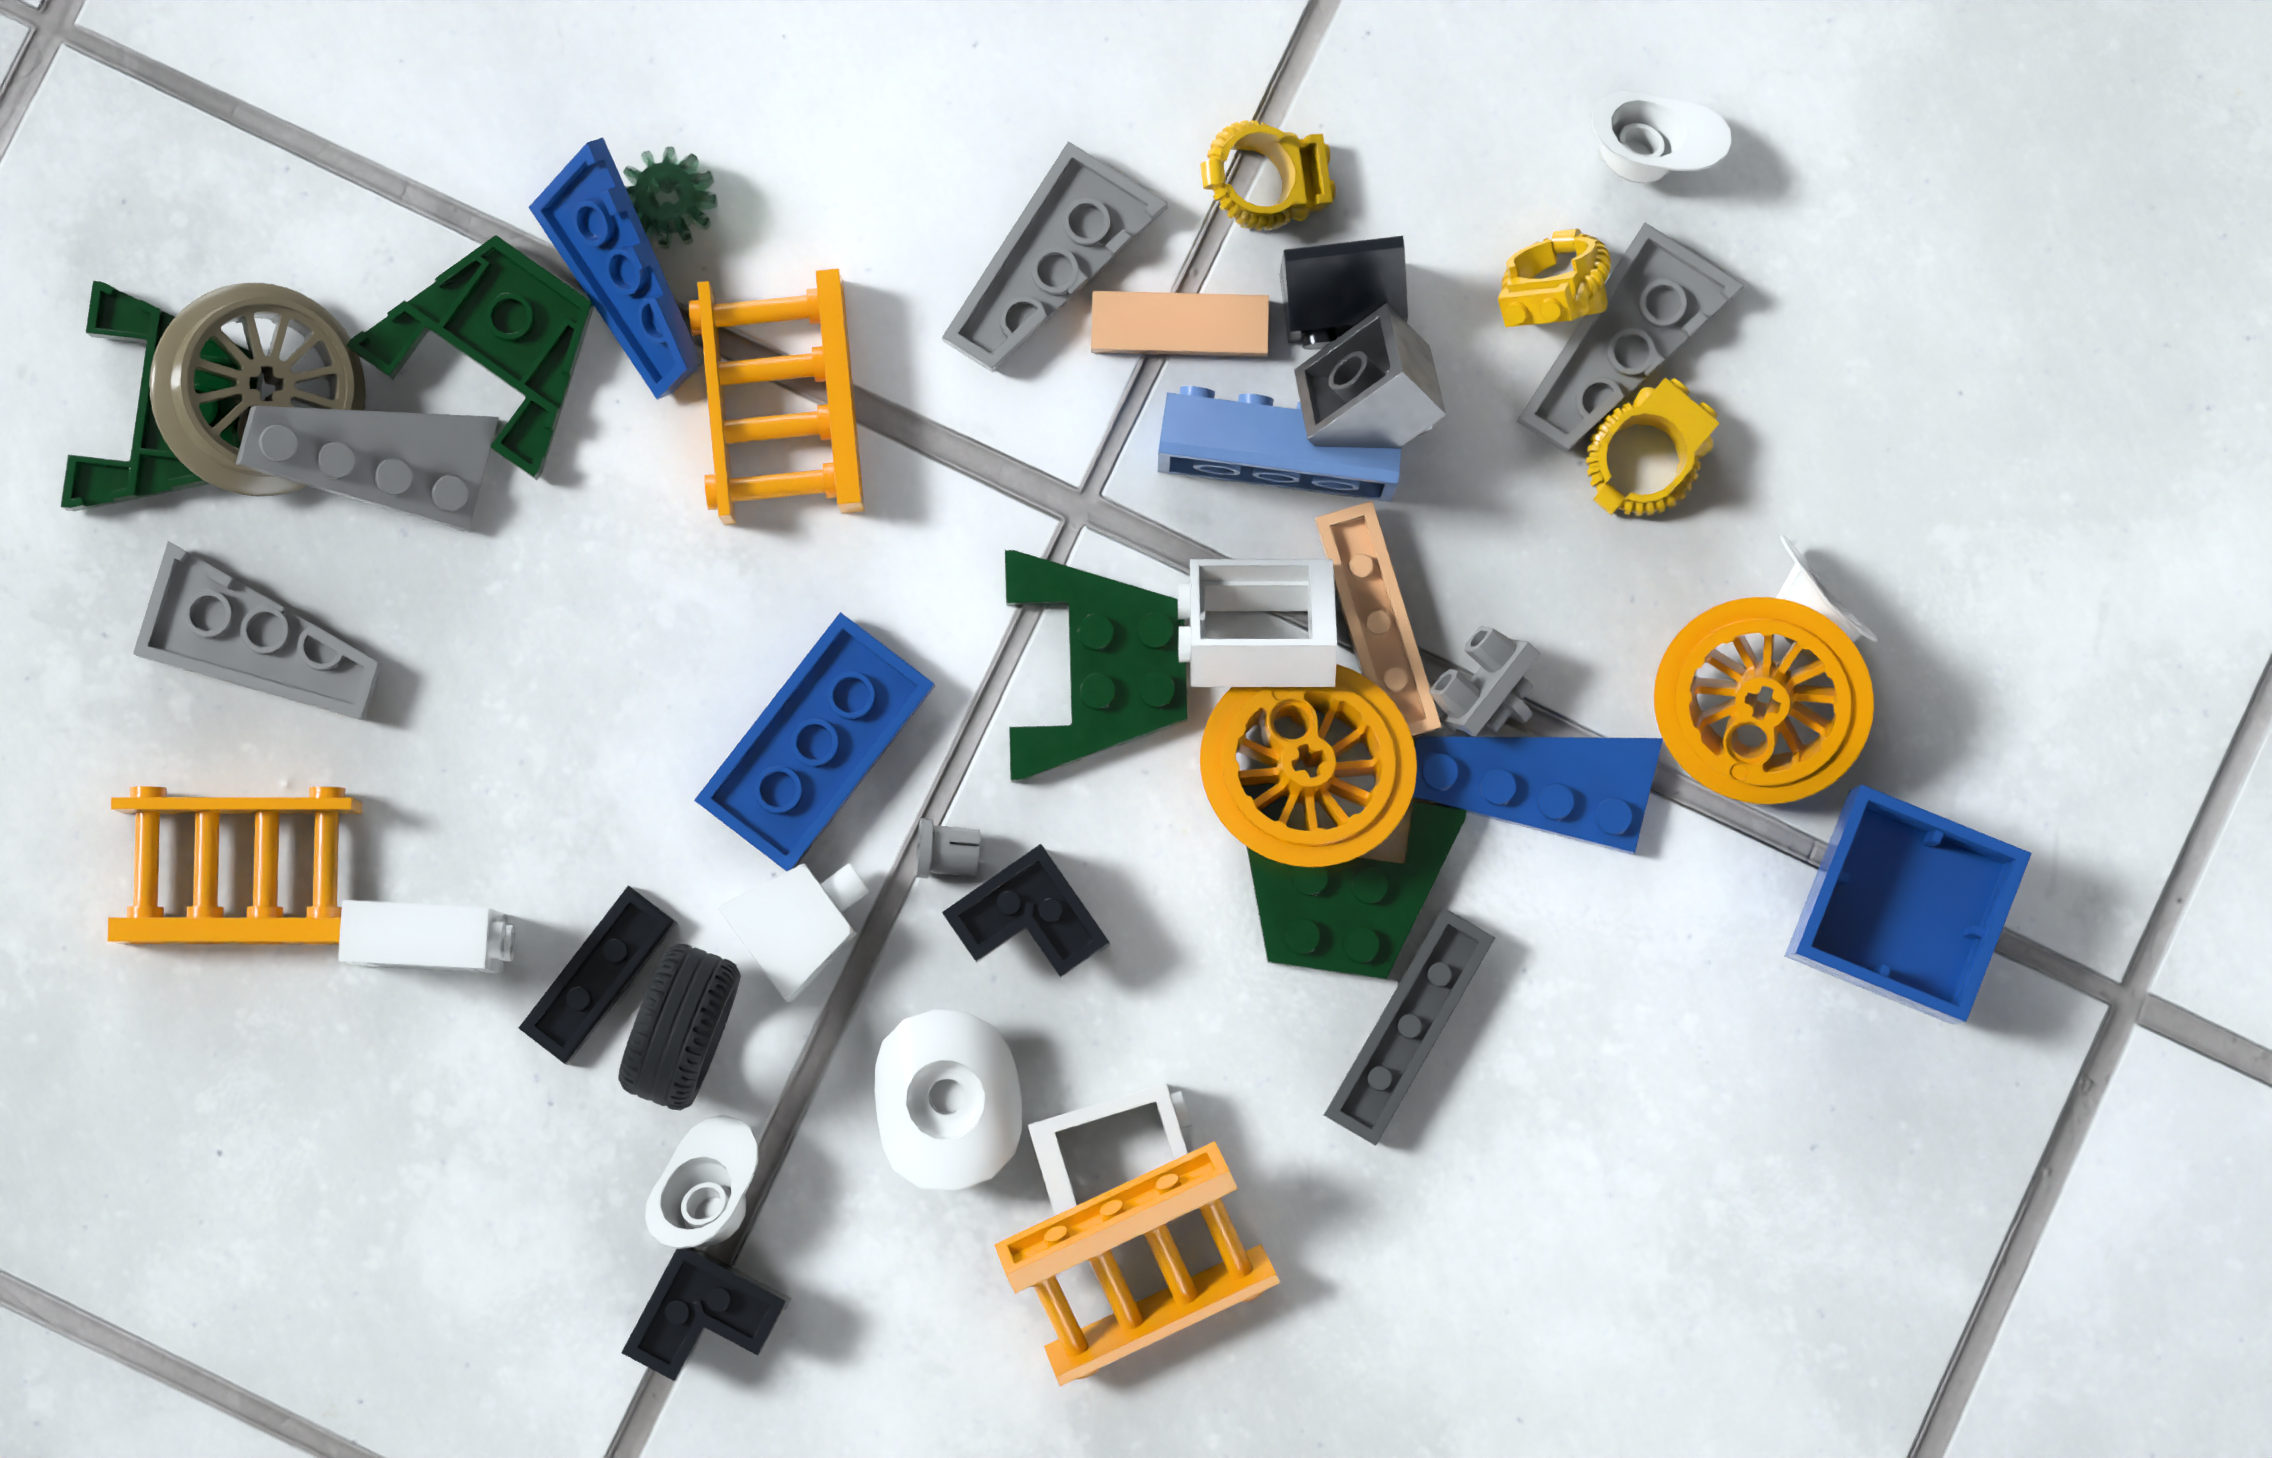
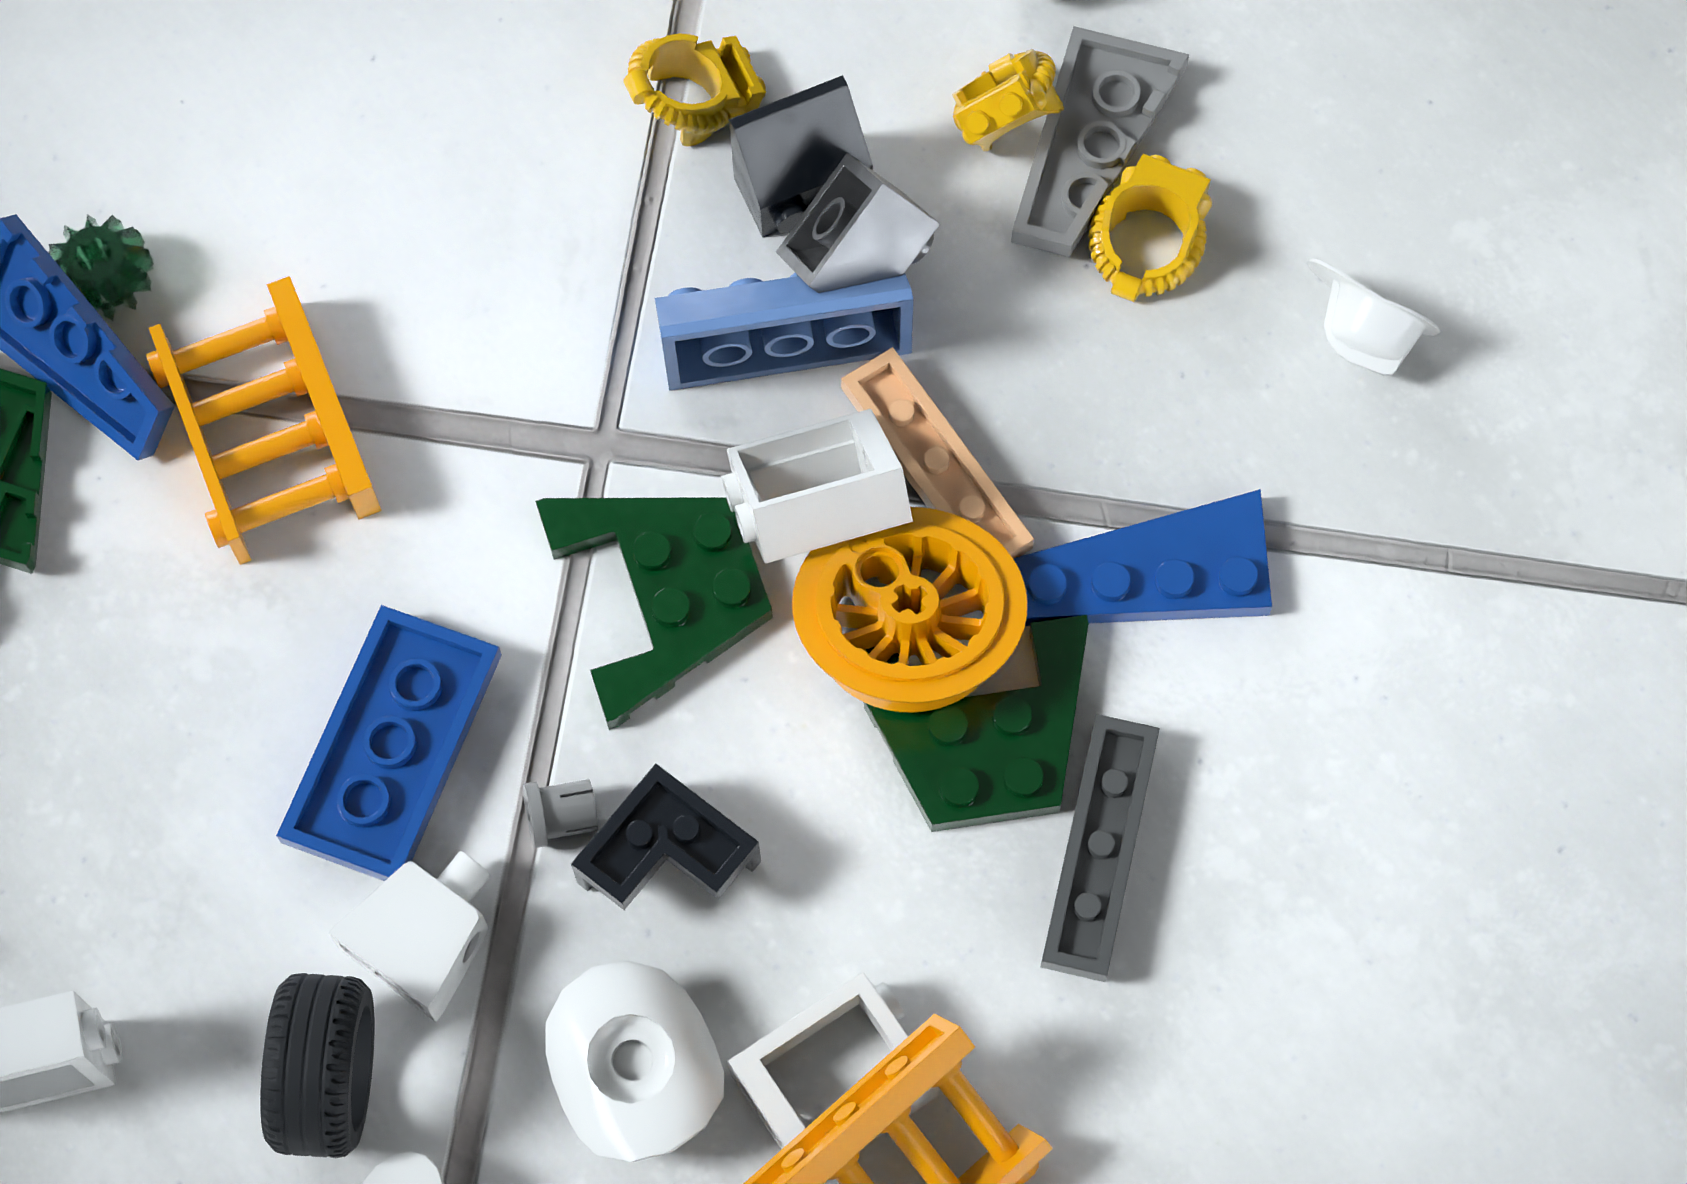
camera: 15 degrees left, 15 degrees down
(597, 975) = (217, 1055): black tile -> none
(1057, 245) = (502, 212): light grey wing -> none
(1180, 323) = (649, 246): light nougat tile -> none
(1495, 688) = (1078, 489): light grey hips -> none
(1755, 772) = (1353, 494): light orange piece -> none
(1908, 904) = (1569, 564): blue container -> none

